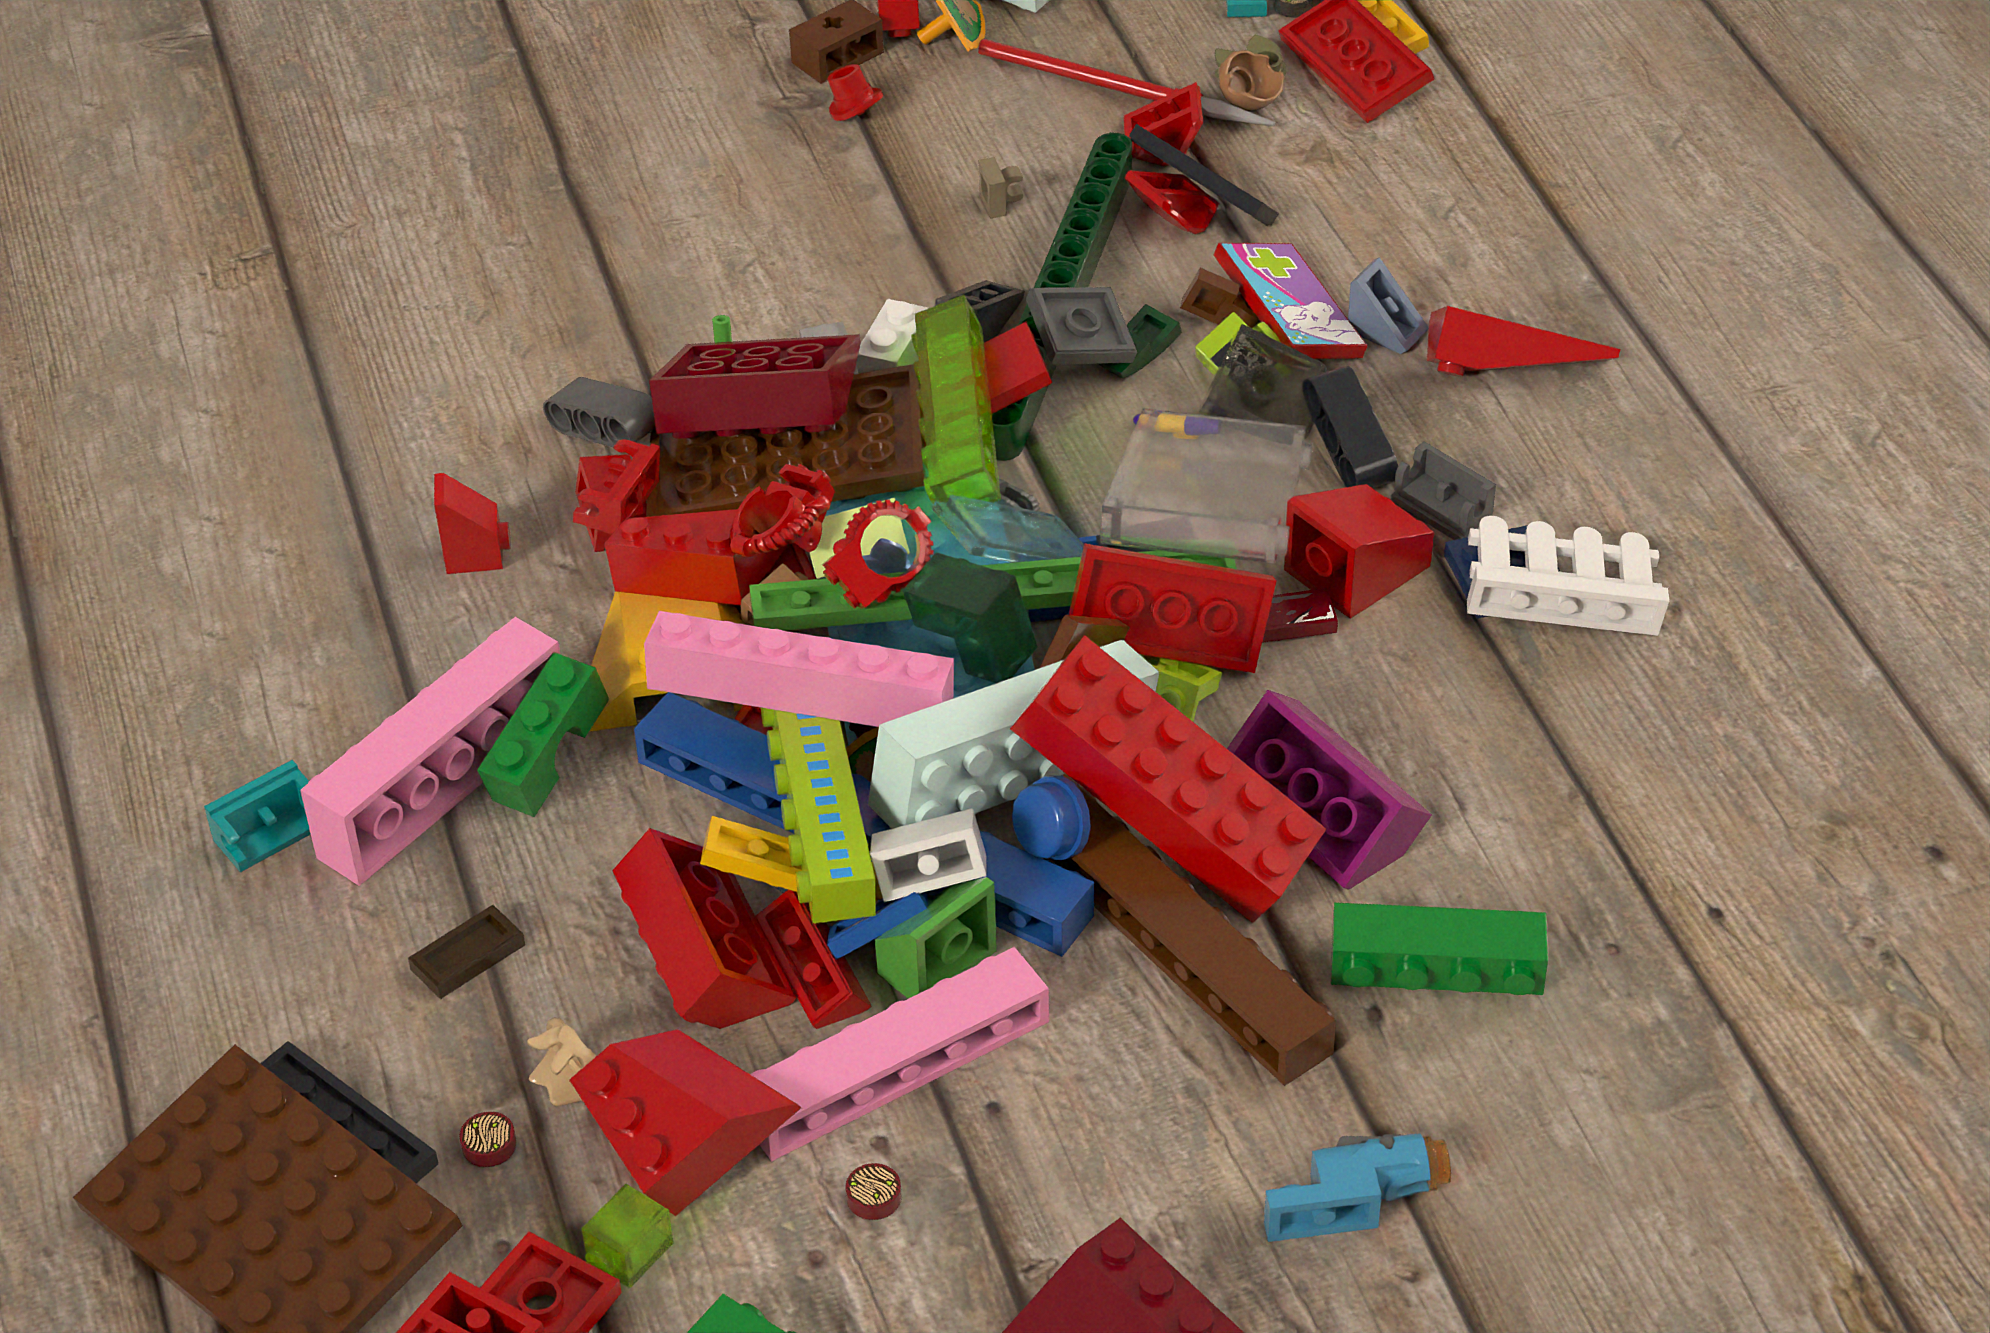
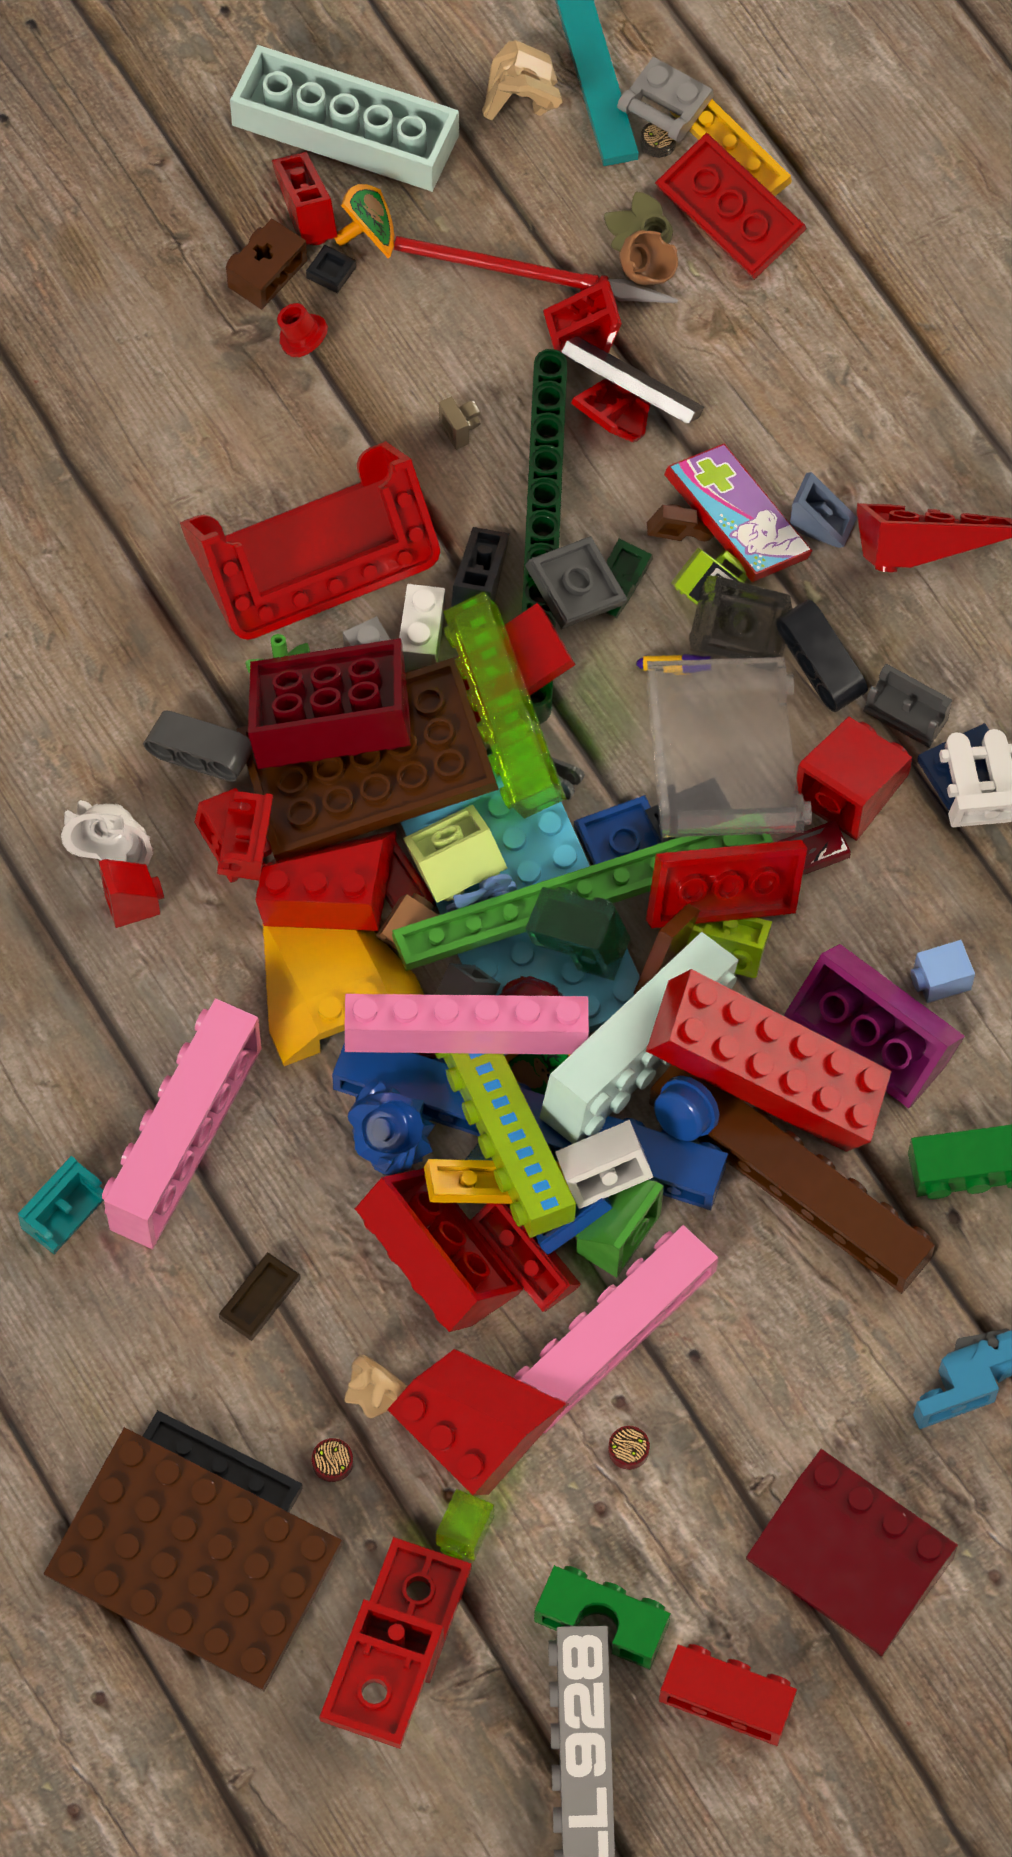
camera: 15 degrees left, 20 degrees up
(466, 462) = (105, 833): none -> white helmet
(522, 760) = (258, 1095): green arch -> none
(682, 789) = (389, 1128): none -> blue hair
(783, 513) = (408, 835): red piece -> none
(805, 278) = (320, 549): none -> red windscreen
(849, 567) = (495, 922): red piece -> none
(905, 58) = (331, 269): none -> black tile
(1007, 531) = (584, 831): clear light blue piece -> none
(1421, 750) = (942, 971): none -> light blue brick

